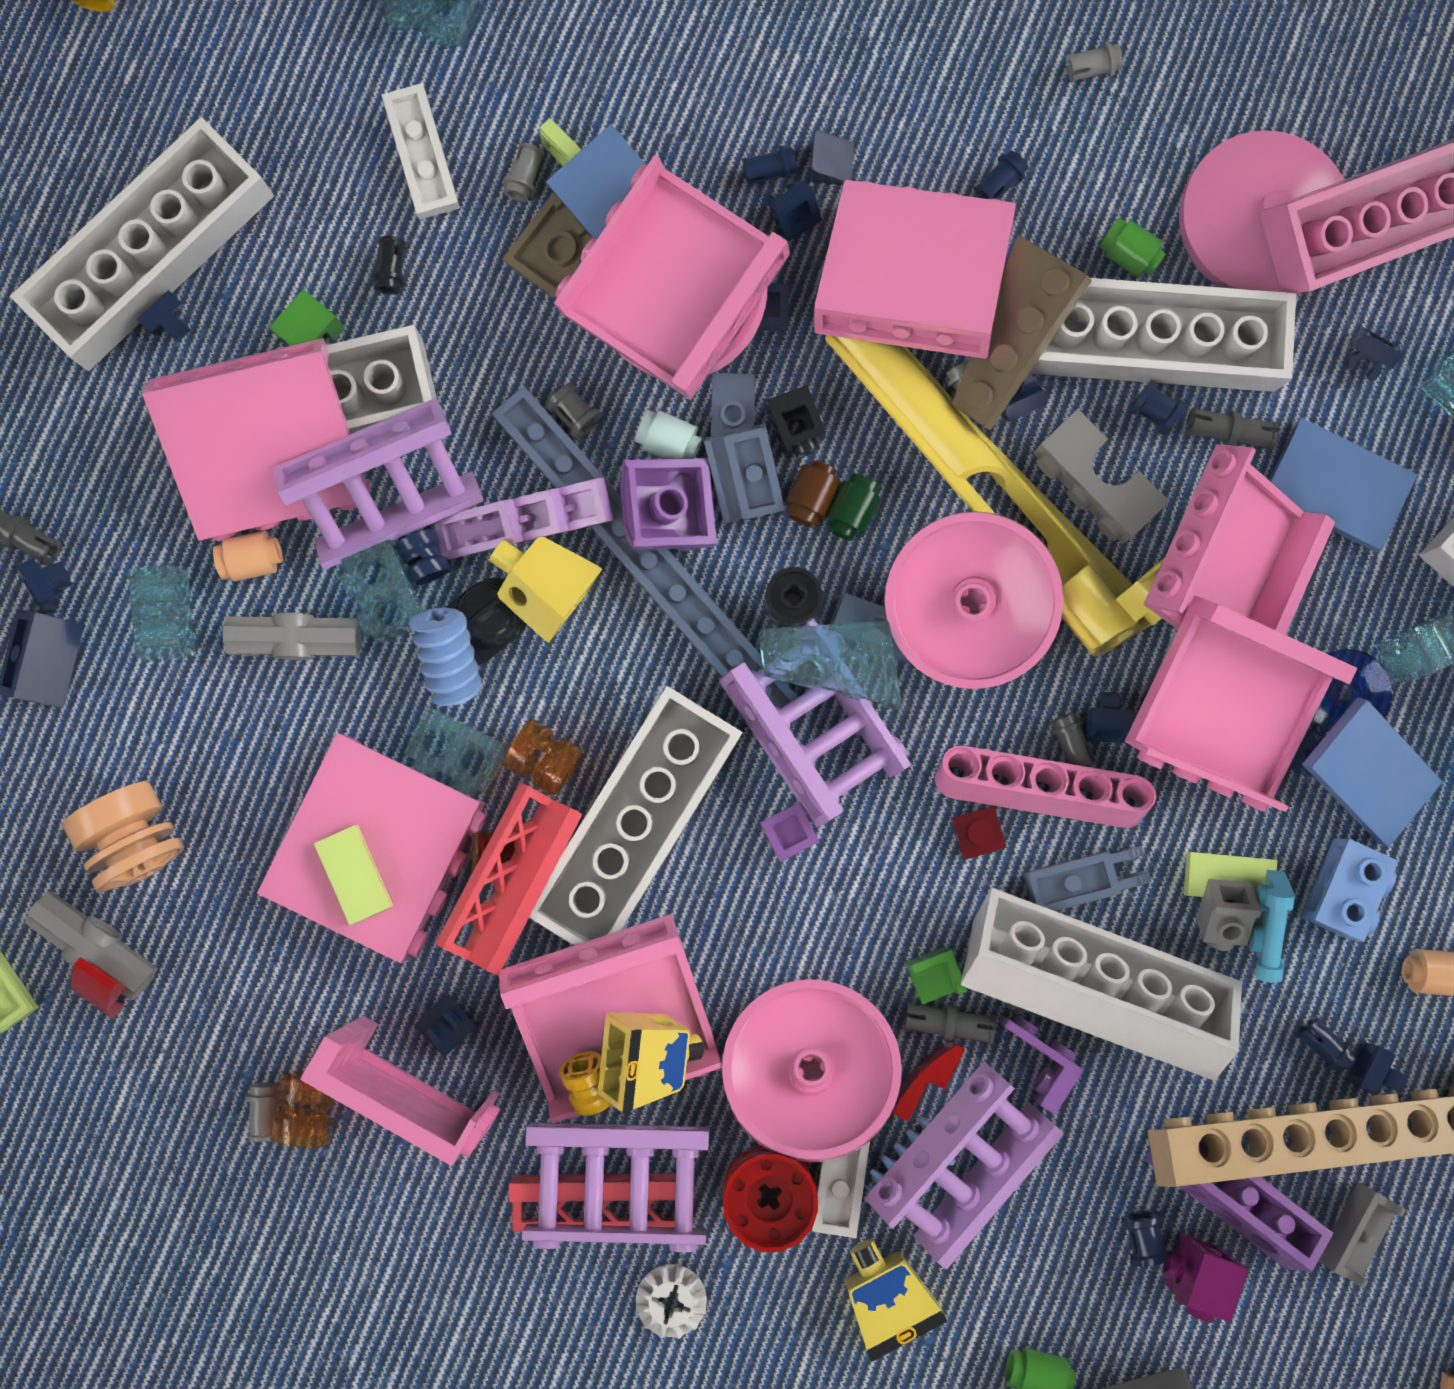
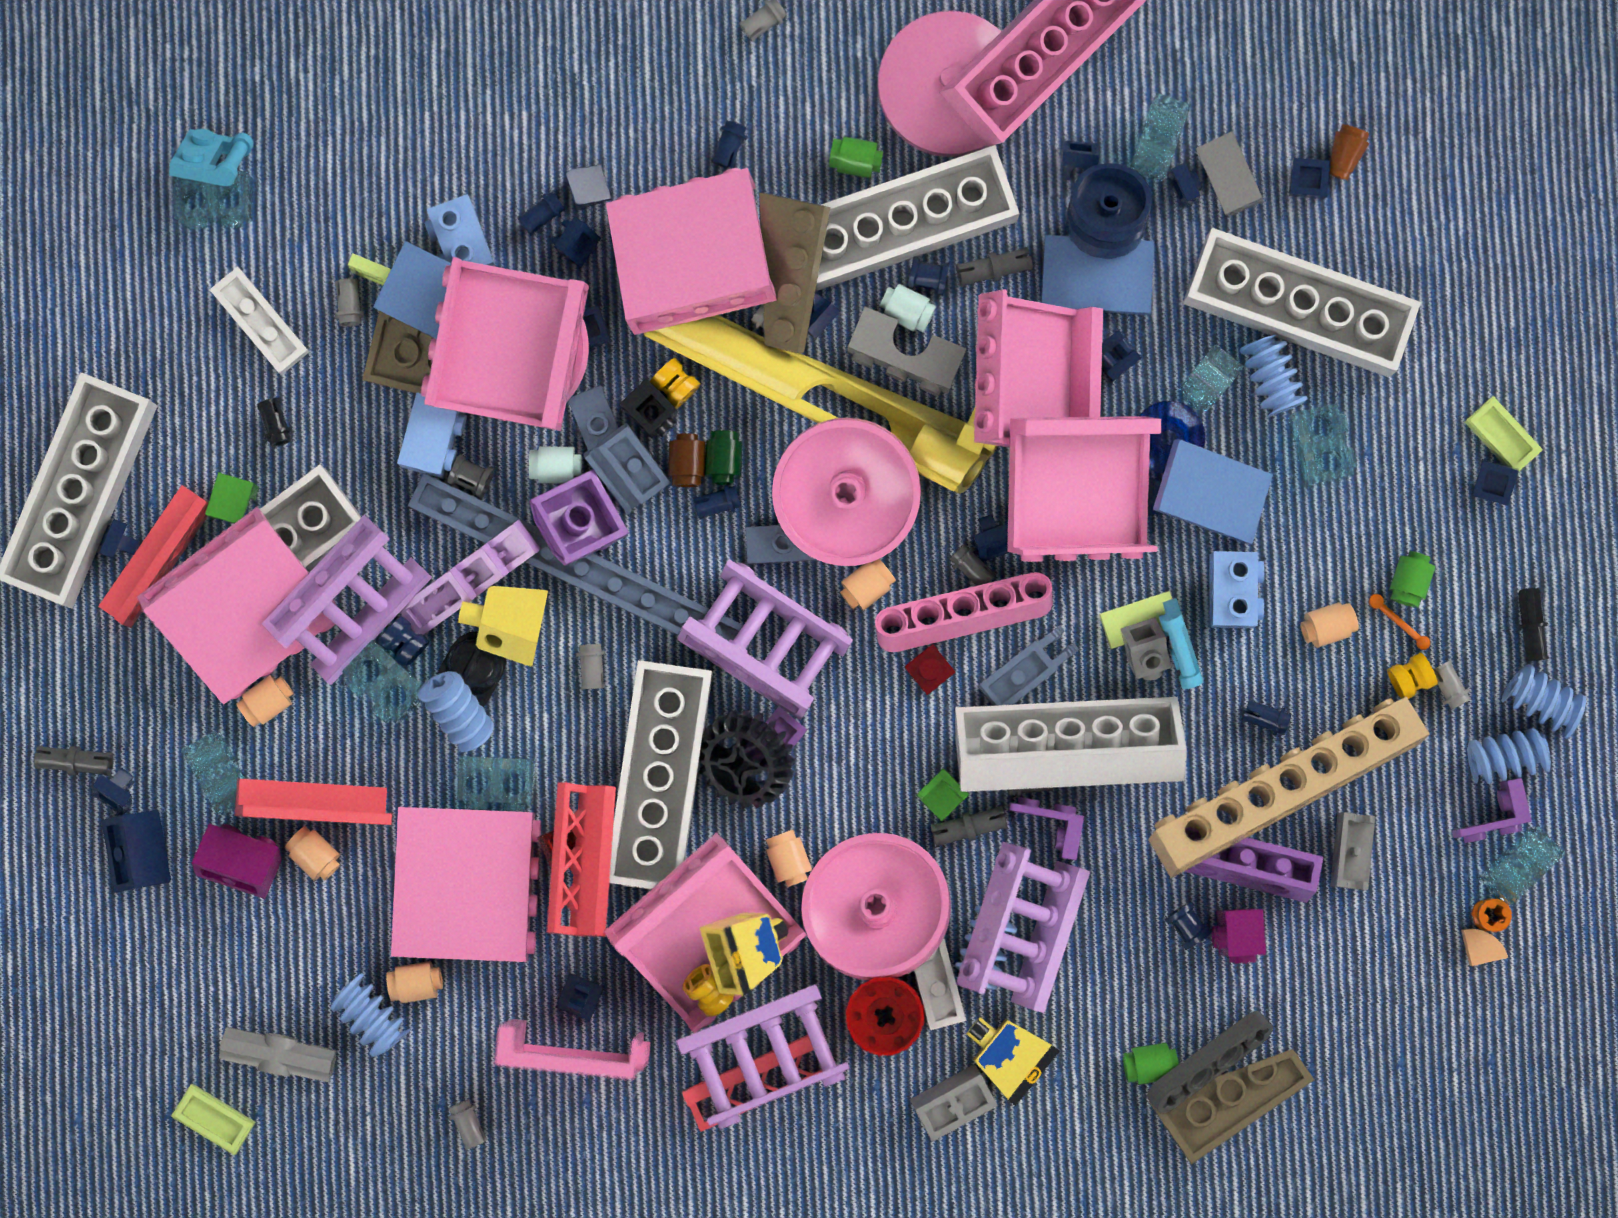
camera: 20 degrees left, 0 degrees up
(97, 987) = (299, 1082): red slope -> none
(123, 836) = (268, 958): light nougat wheel -> none
(139, 715) = (237, 860): none -> magenta brick
(205, 947) = (368, 1017): none -> light blue piece
(219, 340) = (155, 555): none -> coral fence
(225, 744) = (313, 854): none -> light nougat brick
(244, 687) = (311, 802): none -> coral fence
(272, 931) = (414, 982): none -> light nougat brick
(292, 636) = (328, 747): light grey piece -> none
(301, 1125) = (504, 1119): clear orange wheel -> none
(353, 874) = (460, 909): yellowish green tile -> none
(547, 351) = (430, 439): none -> light blue brick
(556, 766) = (578, 762): clear orange wheel -> none
(614, 671) = (591, 666): none -> light grey pin
(659, 1284) = (831, 1121): white gear -> none
(674, 137) = (458, 231): none -> light blue brick
(737, 973) = (788, 858): none -> light nougat brick
(753, 841) = (756, 750): none -> black gear
(792, 597) = (706, 550): black wheel -> none
(804, 1323) = (953, 1102): none -> light grey hinge
(826, 553) = (717, 502): none -> dark blue pin
(835, 657) = (759, 582): clear light blue wing -> none
(836, 405) = (680, 389): none -> yellow wheel
(934, 1068) = (972, 866): red slope -> none
(950, 711) = (867, 584): none -> light nougat brick
(1124, 431) = (908, 307): none -> light aqua brick
(1327, 581) = (1118, 356): none -> dark blue tile
(1374, 1070) = (1310, 720): dark blue tile -> none
(1387, 418) = (1108, 210): none -> dark blue wheel

